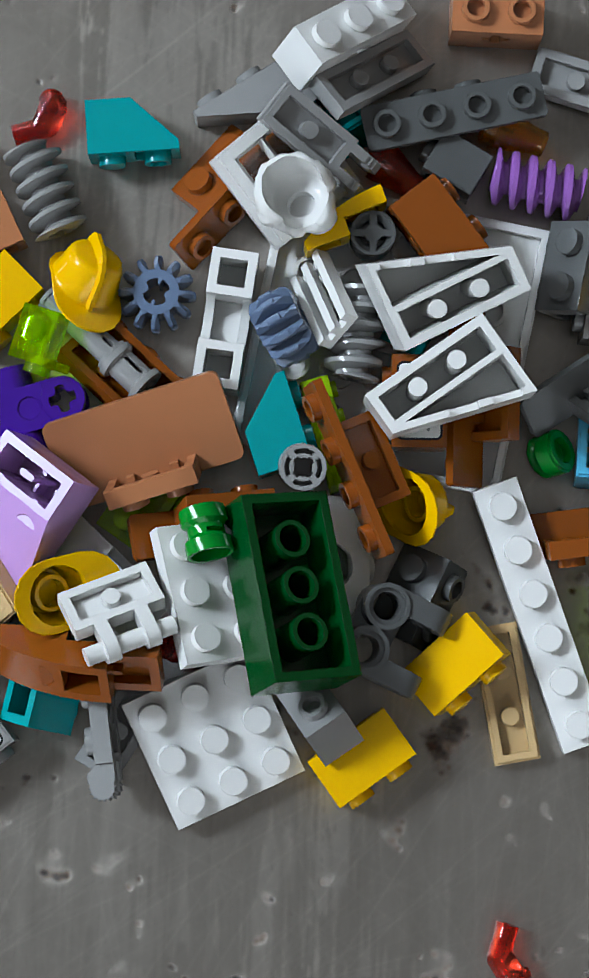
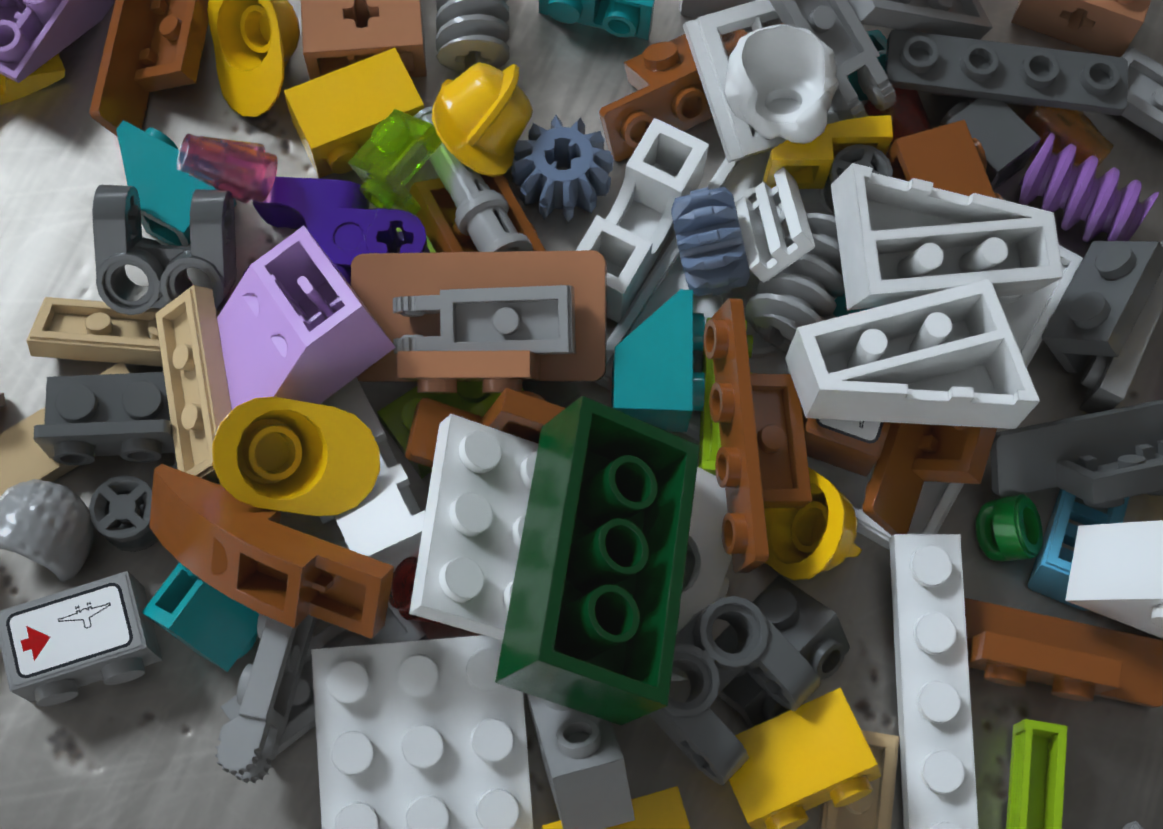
camera: 20 degrees right, 15 degrees down
(114, 601) = (350, 486): white plate -> none
(156, 447) = (494, 320): none -> light grey hinge
(206, 532) = (516, 432): green wheel -> none
(297, 461) = (678, 415): light grey wheel -> none

